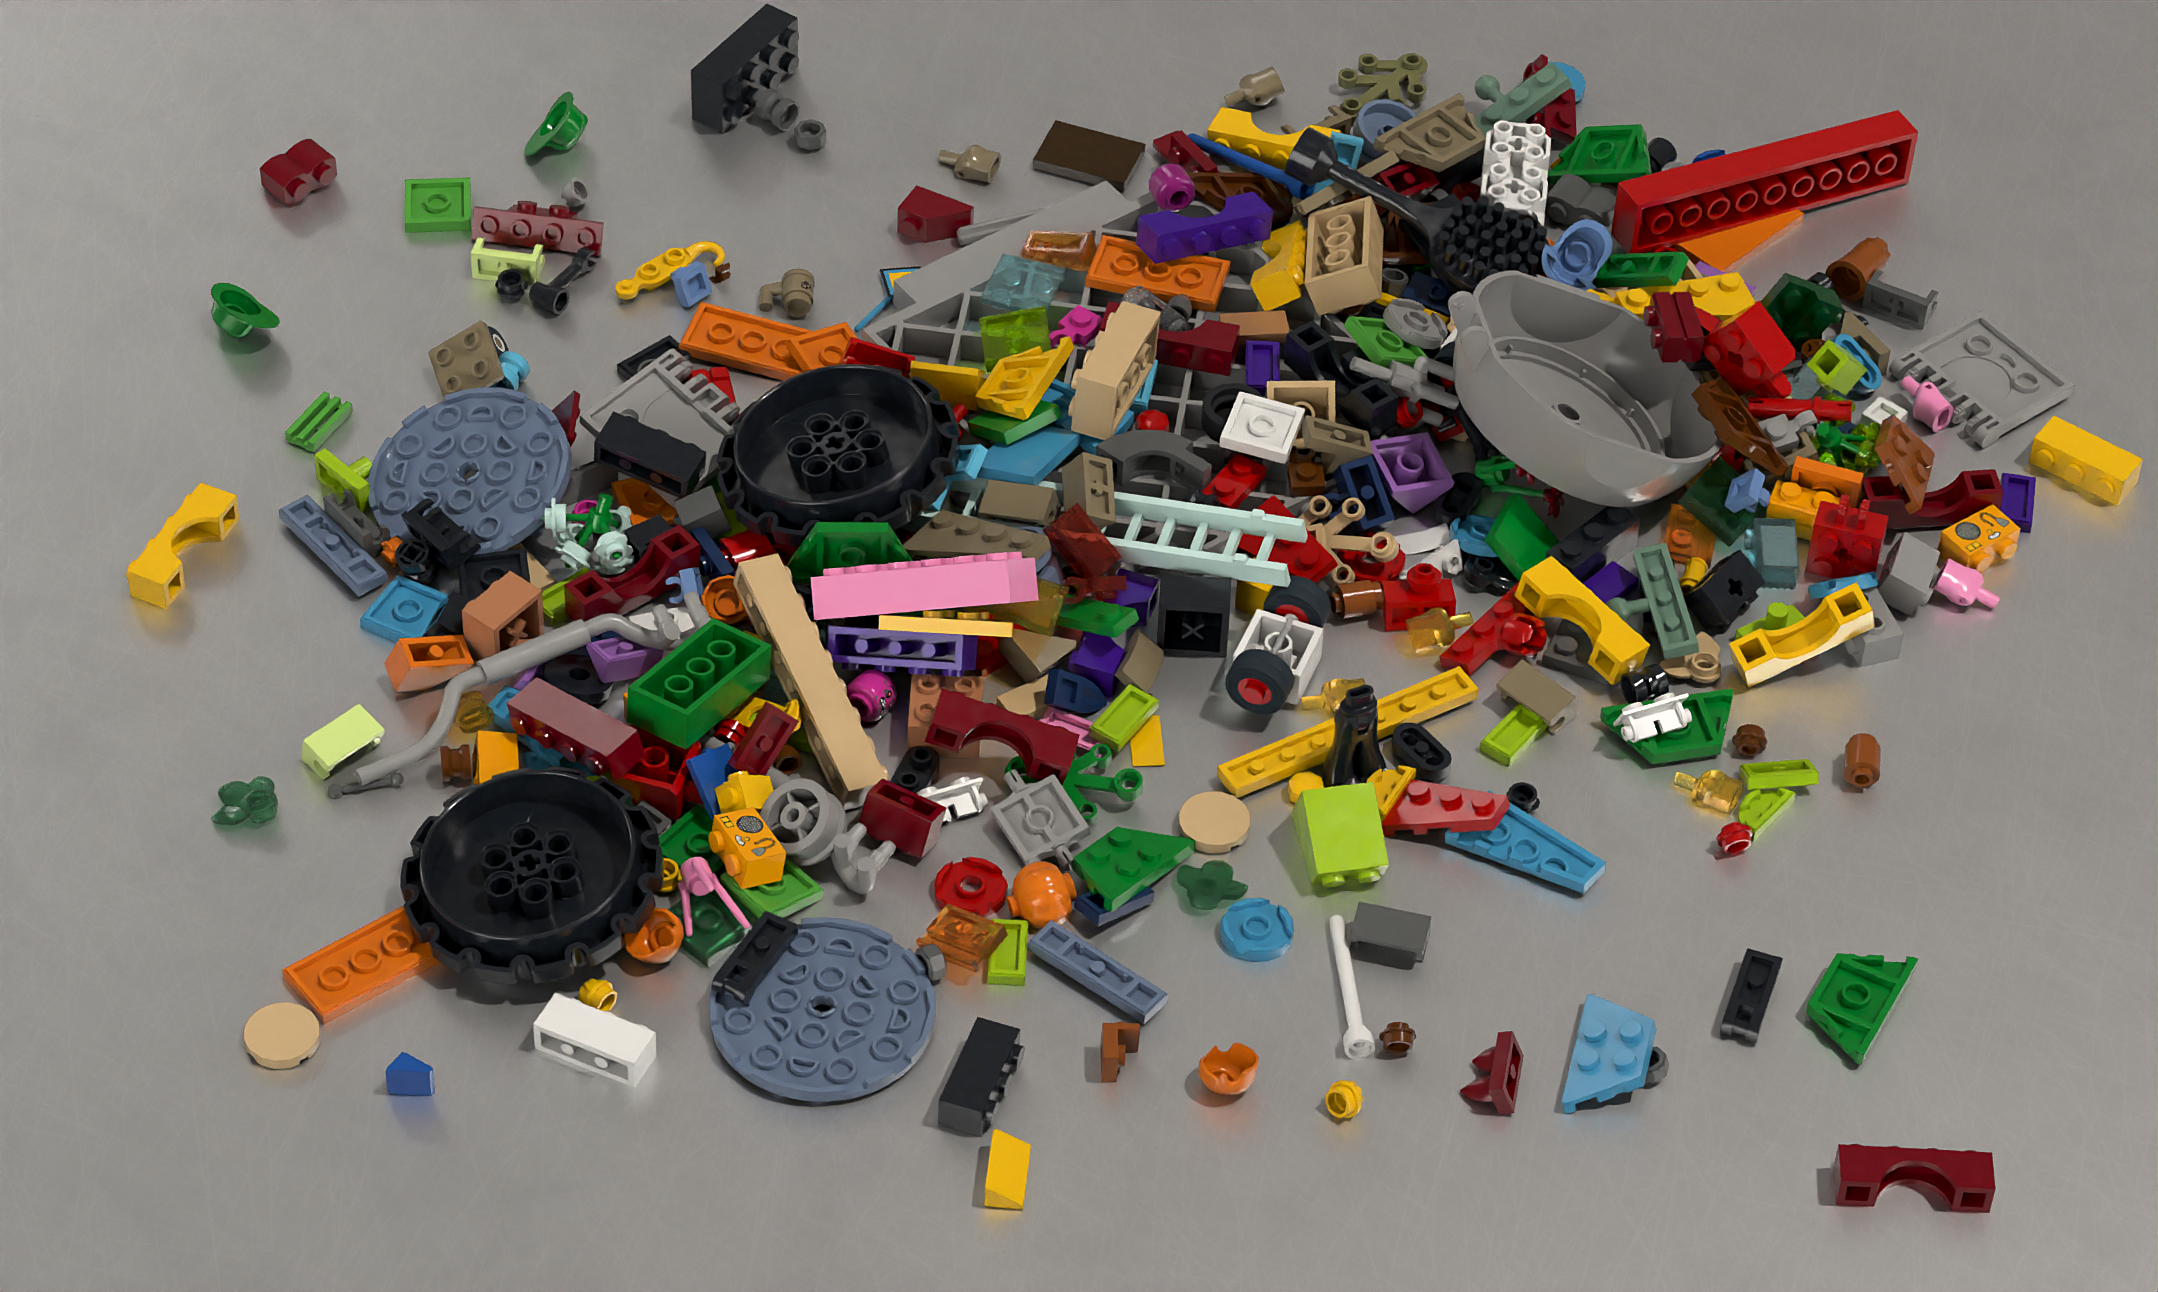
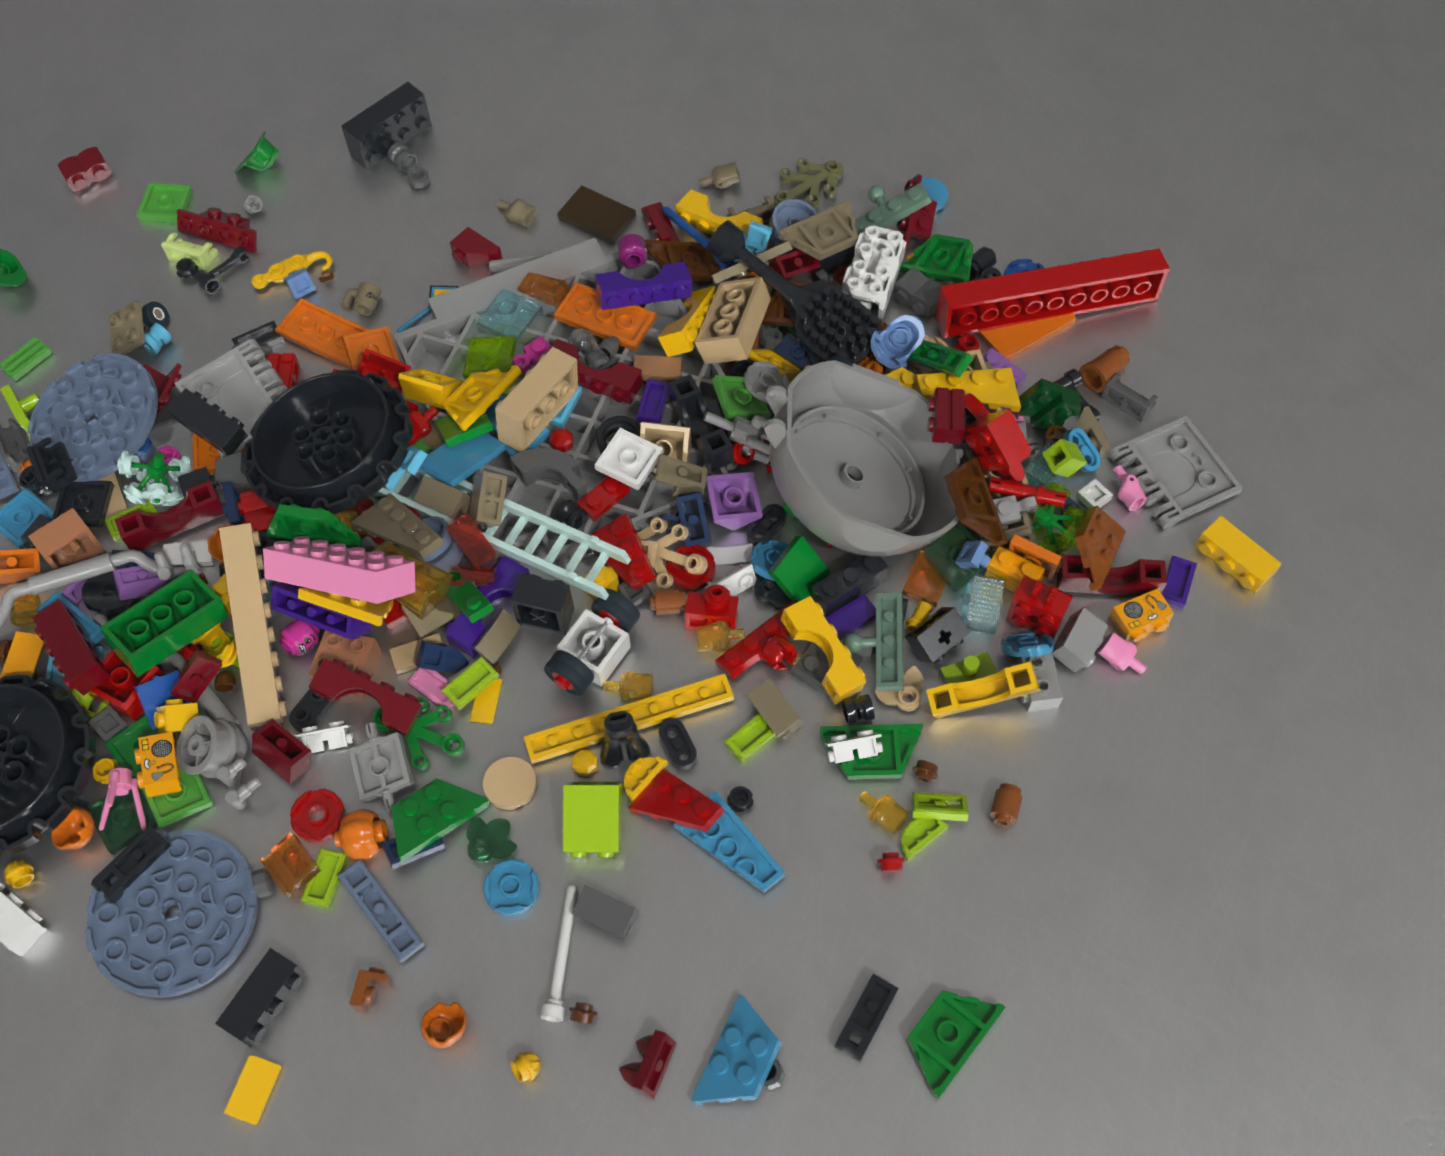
camera: 15 degrees right, 15 degrees up
(689, 581) = (206, 526): medium blue tile -> none
(1305, 474) = (656, 496): reddish brown plate -> none

